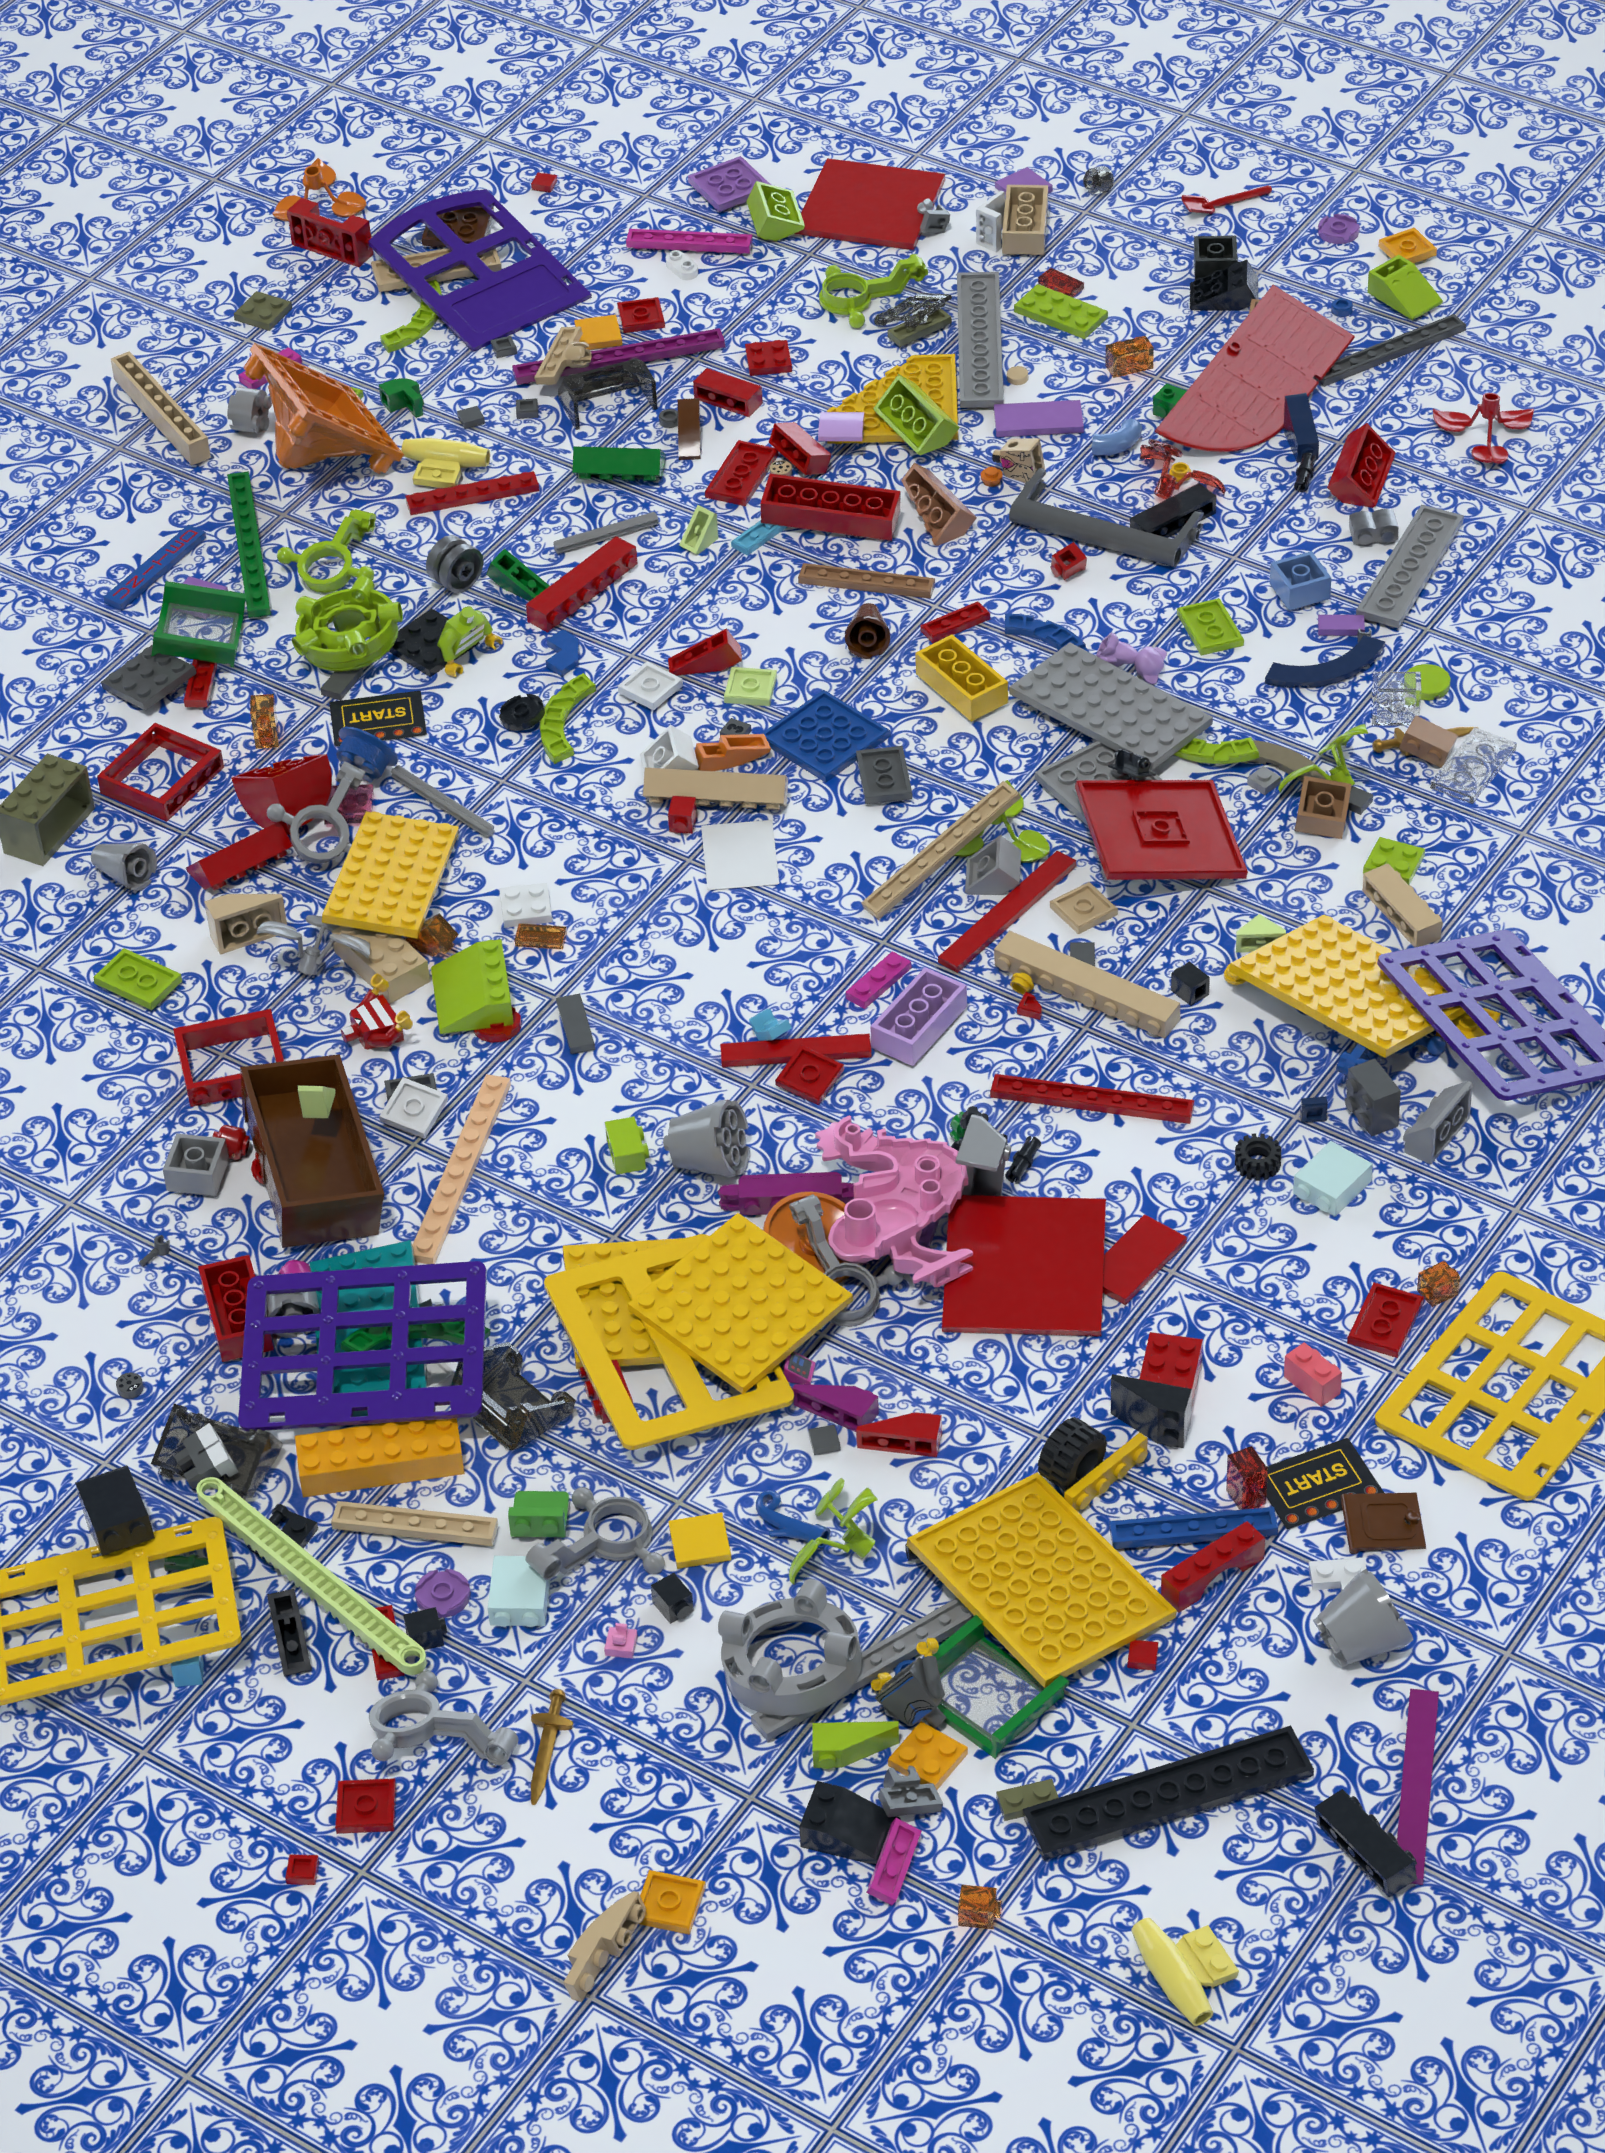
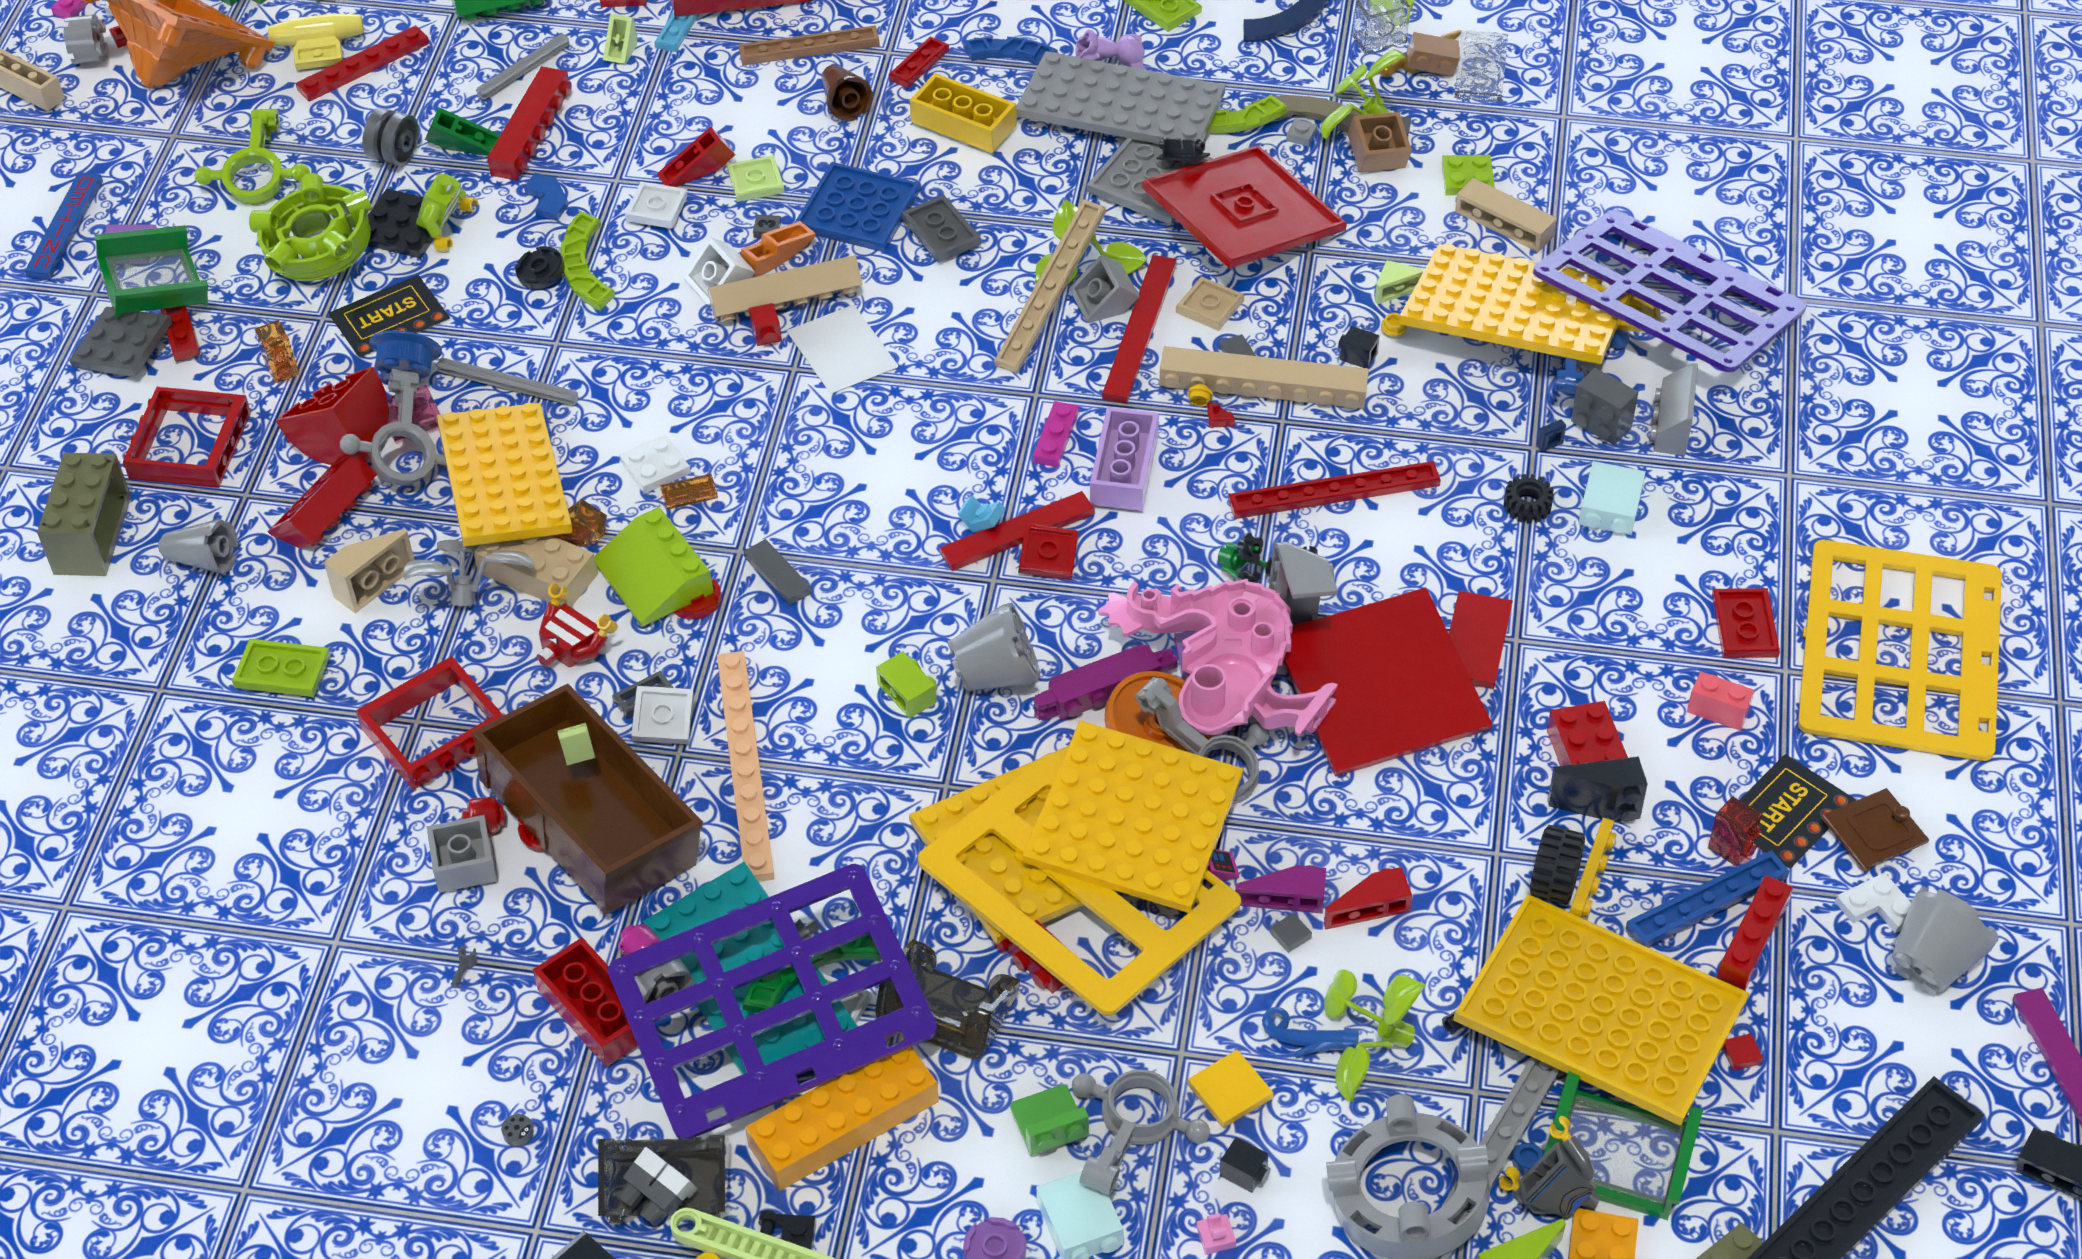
camera: 25 degrees left, 5 degrees up
(248, 545) = (155, 175): green plate -> none
(340, 683) = (330, 291): dark grey tile -> none
(414, 1523) = (922, 1179): tan plate -> none
(1438, 1283) = (1774, 570): clear orange brick -> none

